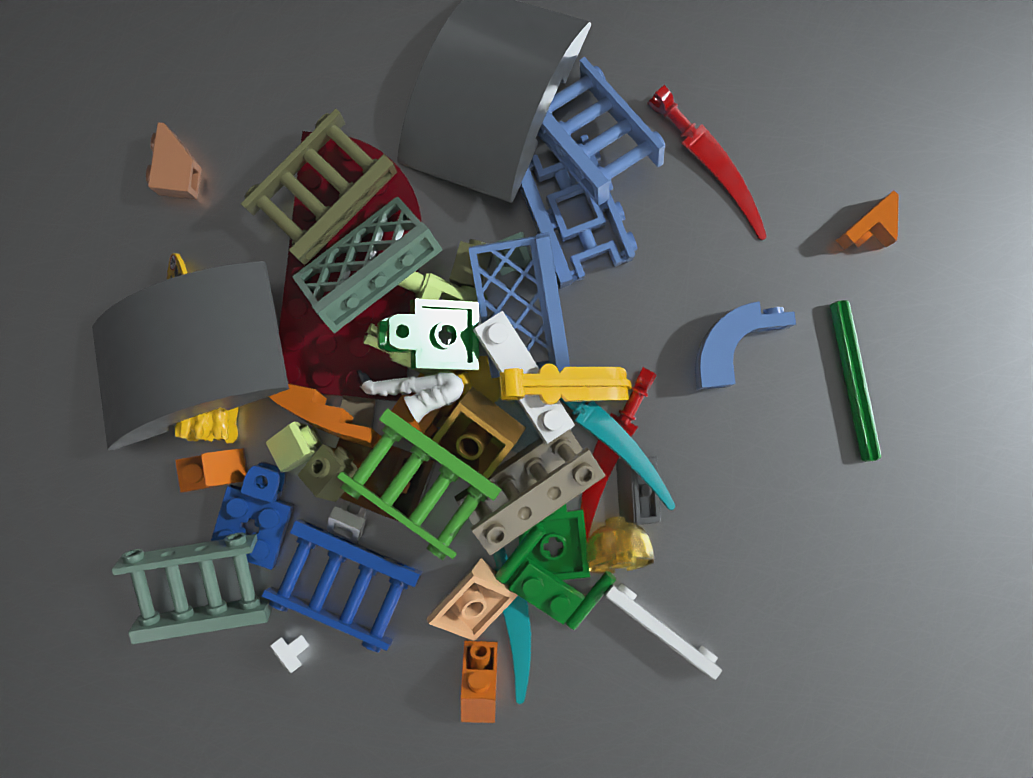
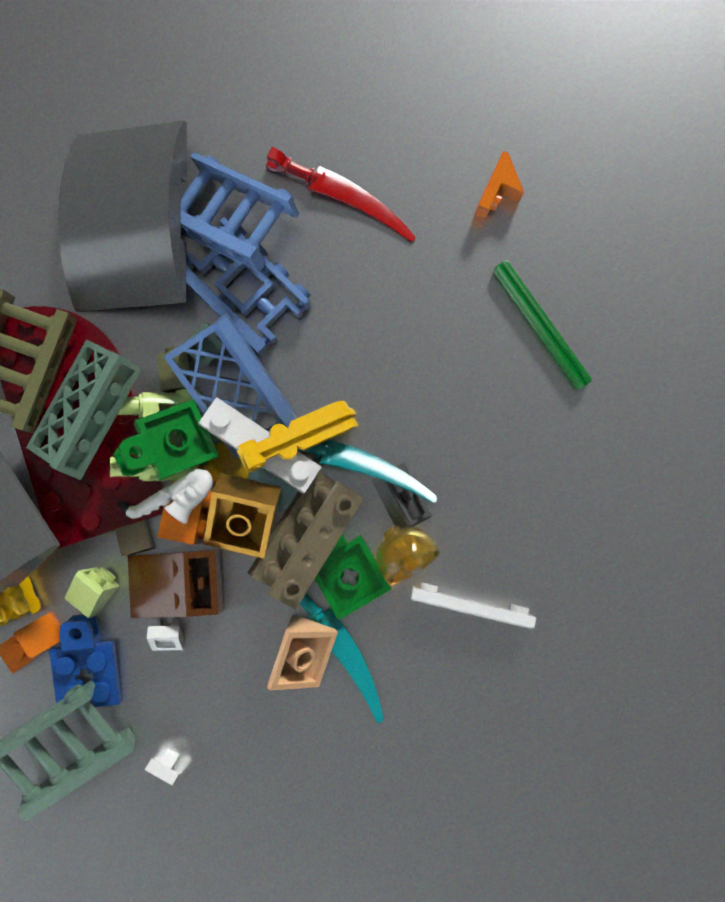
camera: 20 degrees left, 0 degrees up
(311, 408) = (92, 552): orange slope -> none
(323, 469) = (130, 600): olive brick -> none
(369, 565) = (169, 662): blue fence -> none
(423, 450) = (200, 546): bright green fence -> none
(479, 682) = (337, 720): orange slope -> none
(545, 589) = (359, 616): green plate -> none
(607, 457) = (360, 482): red sword -> none
(715, 354) = (415, 353): medium blue arch -> none

